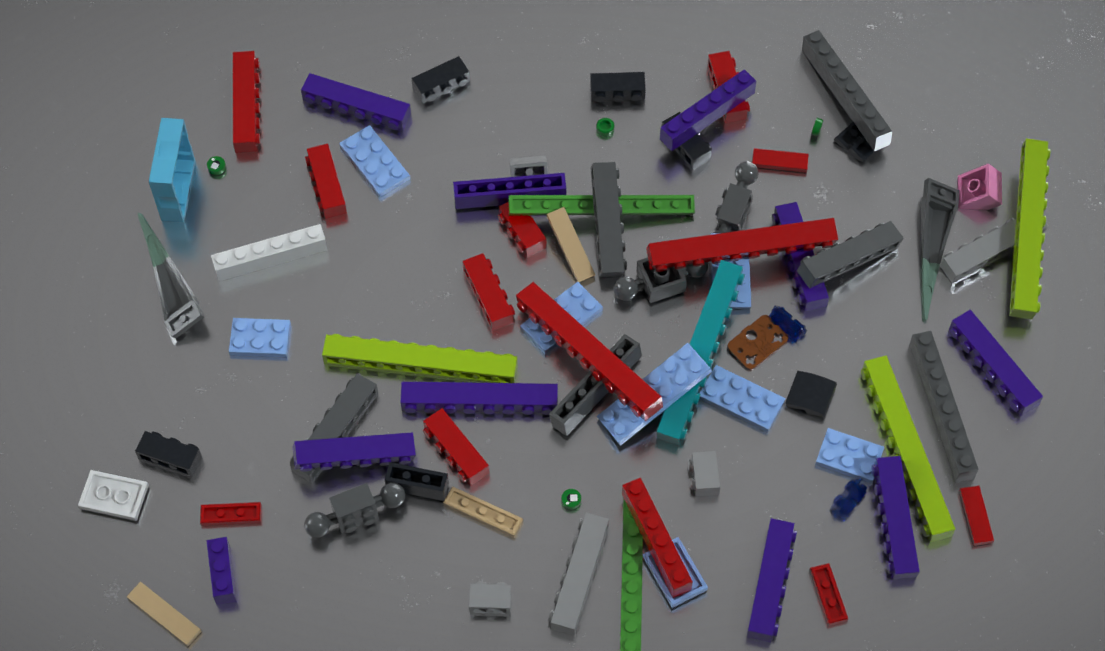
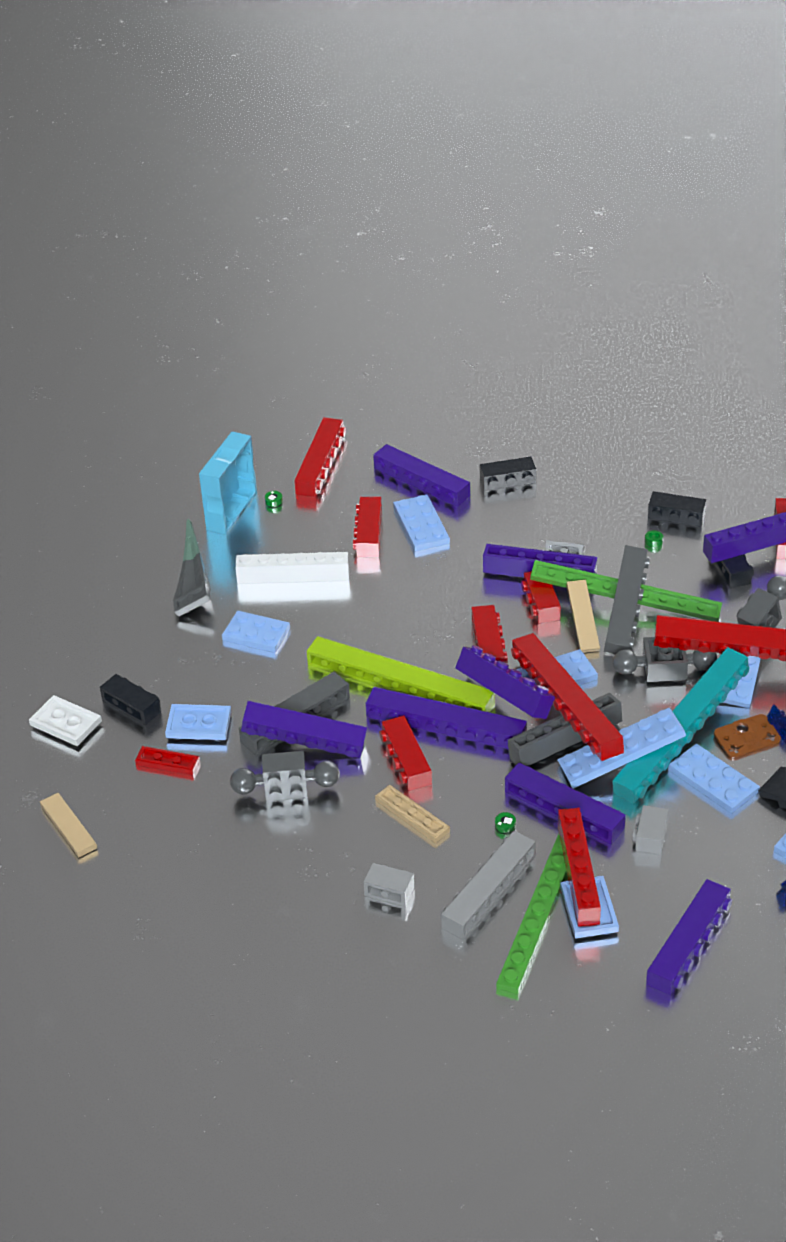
camera: 20 degrees right, 20 degrees down
(221, 571) = (136, 800): dark purple brick -> none
(244, 462) = (198, 722): none -> light blue plate
(418, 481) = (358, 769): black brick -> none
(525, 348) = (505, 682): none -> dark purple brick
(618, 464) = (552, 796): none -> dark purple brick
(828, 594) = (749, 966): red tile -> none

